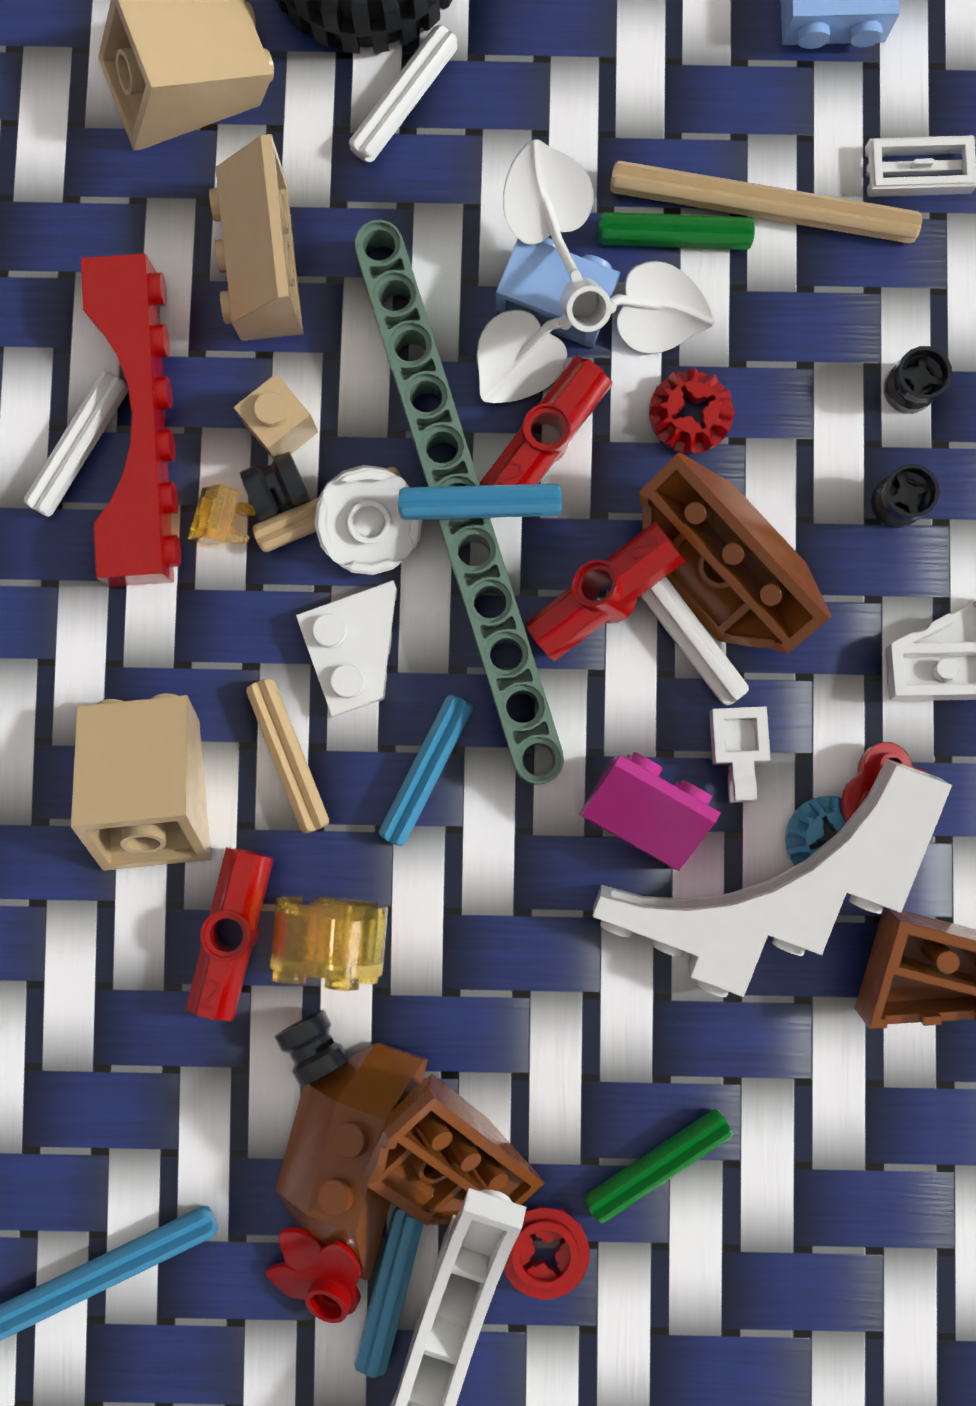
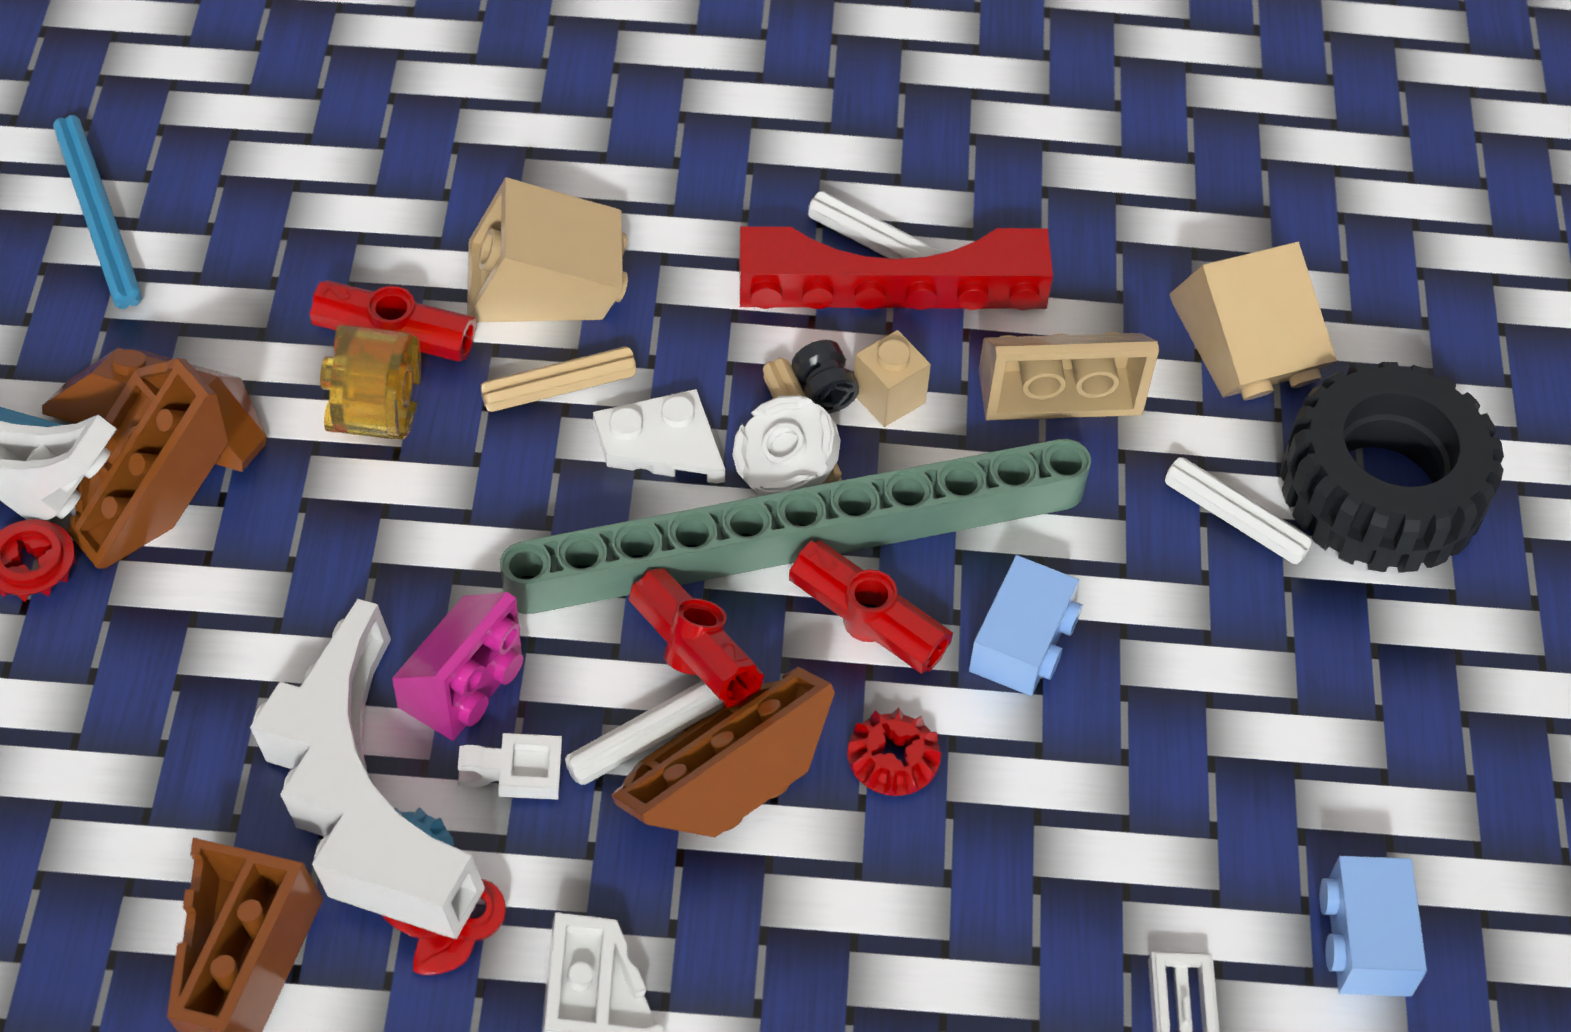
camera: 90 degrees right, 30 degrees down
(214, 516) = (794, 328): clear yellow tile -> none
(311, 1048) = (284, 373): black wheel -> none
(318, 1274) = (55, 371): red plate -> none
(425, 770) = (529, 488): dark azure axle -> none
(479, 501) = (792, 520): dark azure axle -> none
(658, 1166) = (91, 666): green axle -> none
(660, 305) = (962, 584): white plant -> none
(676, 230) = (1097, 751): green axle -> none
(765, 202) = (1132, 848): tan axle -> none
(915, 489) = (785, 935): black wheel -> none
(927, 373) = (924, 960): black wheel -> none

